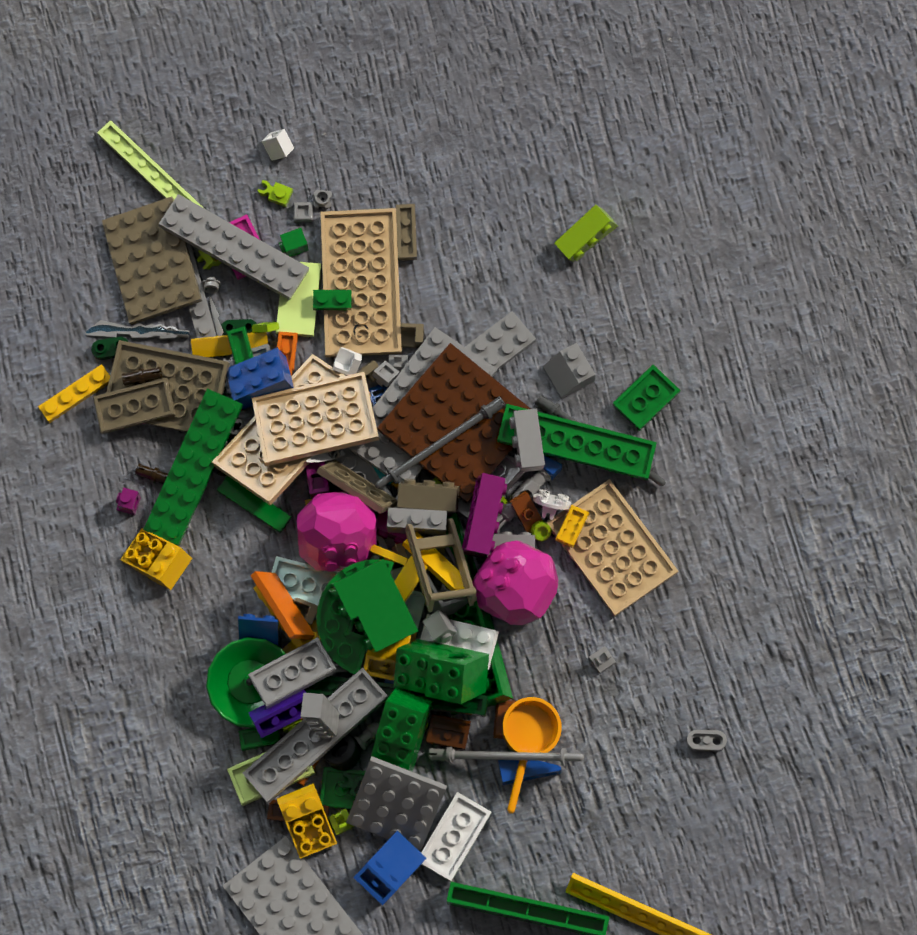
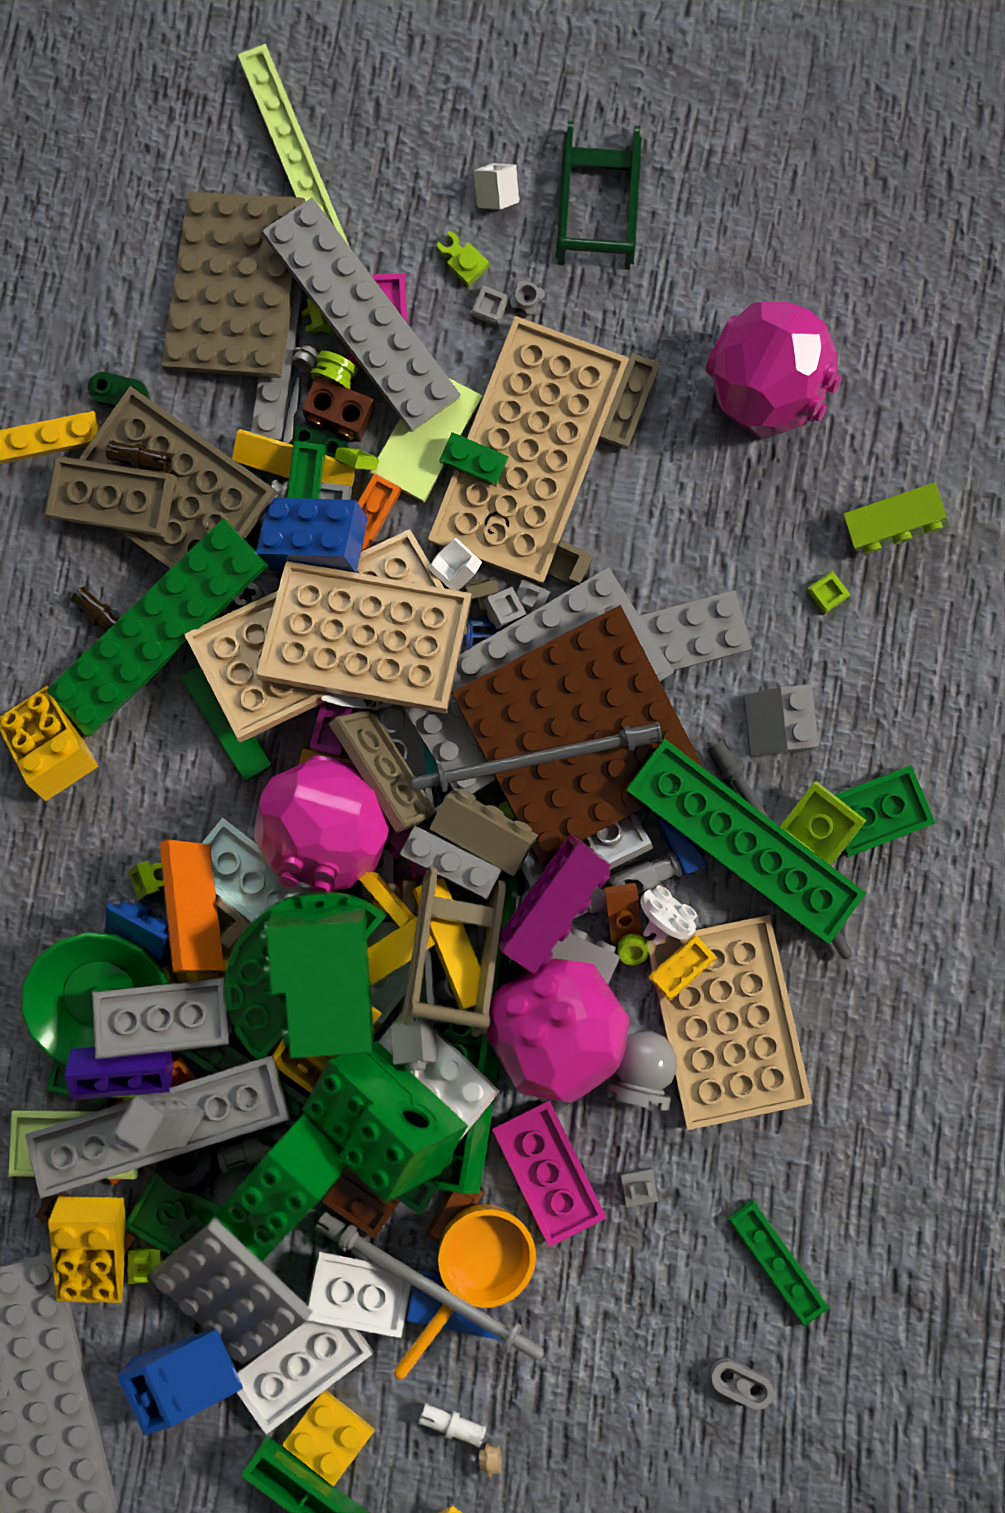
camera: 15 degrees right, 10 degrees up
(128, 501) = (41, 638): magenta brick -> none
(138, 331) = (171, 383): light grey sword -> none
(231, 285) = (334, 369): none -> lime wheel
(242, 299) = (342, 402): none -> copper brick
(246, 606) = (144, 880): none -> lime tile
(293, 243) = (454, 346): green brick -> none
(334, 104) = (599, 159): none -> dark green piece
(470, 781) = (357, 1295): none -> white plate
(479, 180) = (774, 368): none -> dark pink rock
(487, 869) = (328, 1437): none -> yellow plate
(527, 440) = (671, 812): light grey brick -> none
(547, 672) = (549, 1173): none -> dark pink plate
(554, 833) = (452, 1425): none -> white pin
(565, 290) = (828, 592): none -> lime tile
(575, 591) = (645, 1071): none -> light grey tile
(583, 842) = (490, 1460): none -> tan plate
(617, 415) = (823, 823): none -> lime plate
(698, 667) = (778, 1262): none -> green tile

